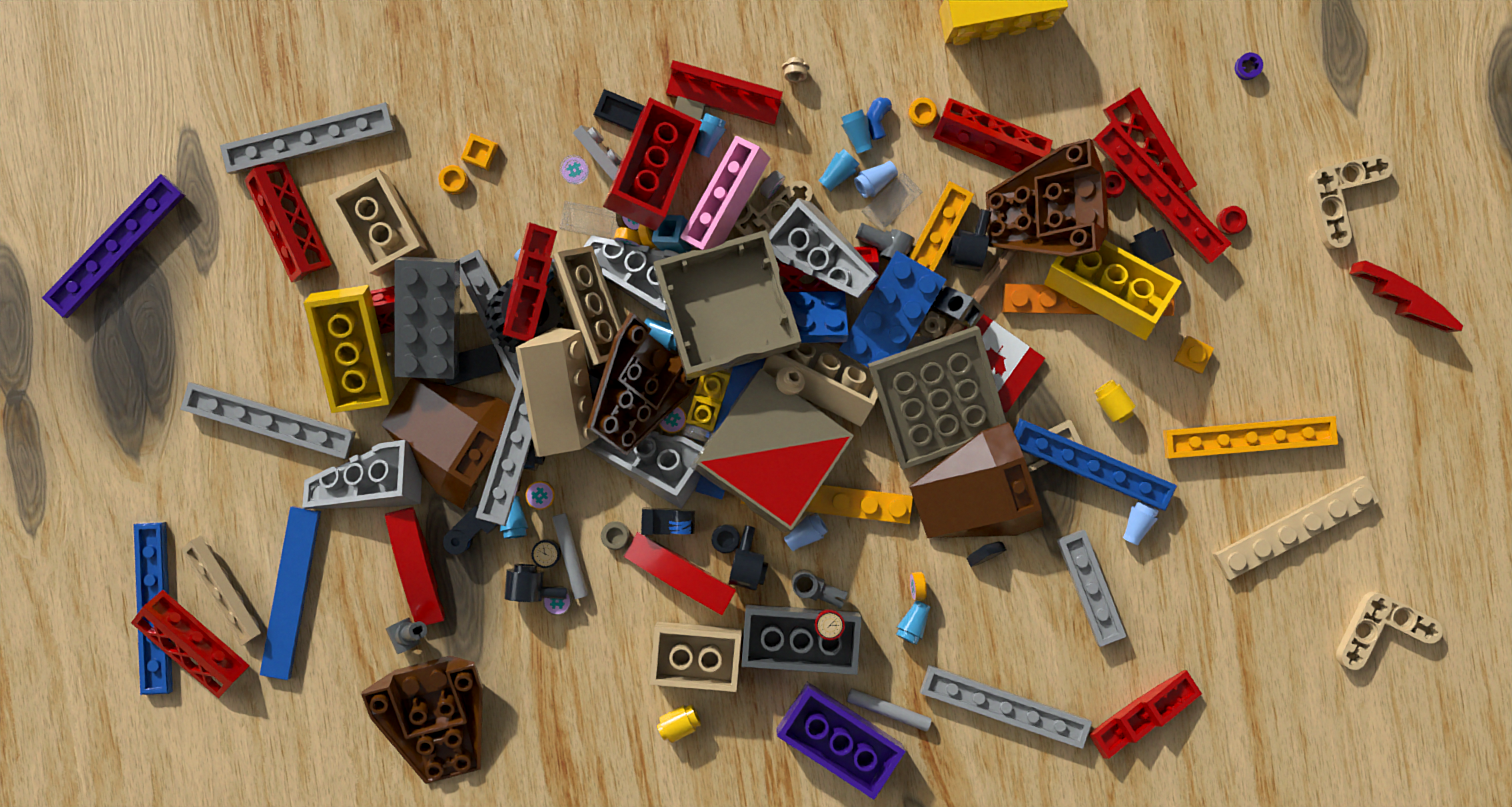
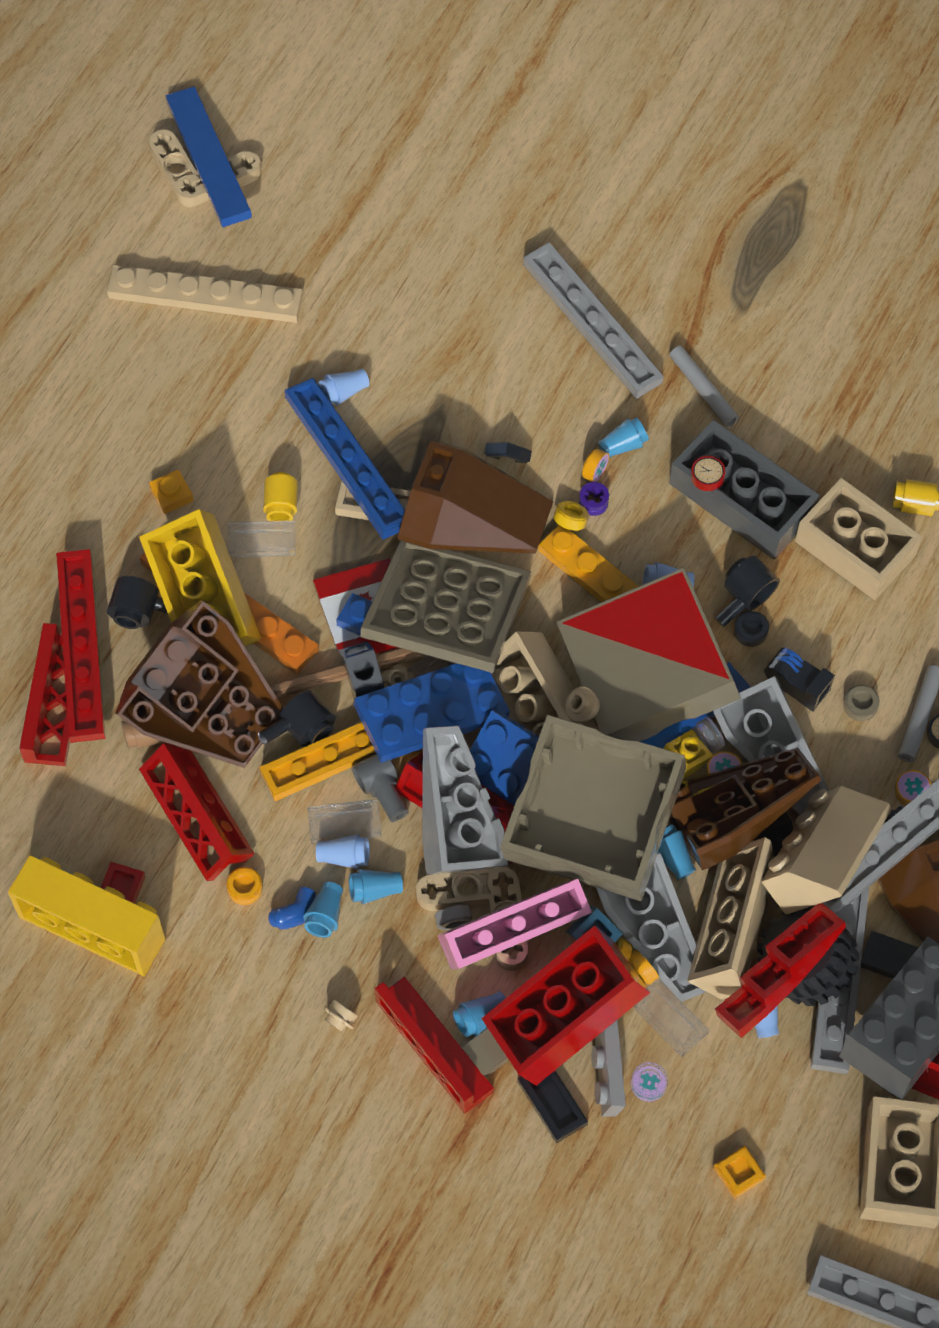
camera: 140 degrees left, 25 degrees down
(453, 179) = (789, 1162): light orange tile -> none
(680, 573) = (821, 622): red slope -> none
(819, 589) = (695, 524): dark grey pin -> none
(840, 740) = (770, 385): dark purple brick -> none
(903, 569) = (597, 490): none -> dark purple bush
(906, 534) = (571, 515): none -> yellow tile
(996, 350) = (354, 614): none -> blue plate
(999, 53) = (125, 880): none -> red plate
(1091, 588) = (433, 363): light grey plate -> none
(1104, 364) = (262, 538): none -> clear tile
(1118, 181) = (109, 685): red plate -> none
(1145, 713) = (468, 237): red slope -> none
(1231, 220) = (33, 581): red tile -> none
(1250, 437) = (182, 389): light orange plate -> none
(1385, 640) = (208, 157): none -> blue tile

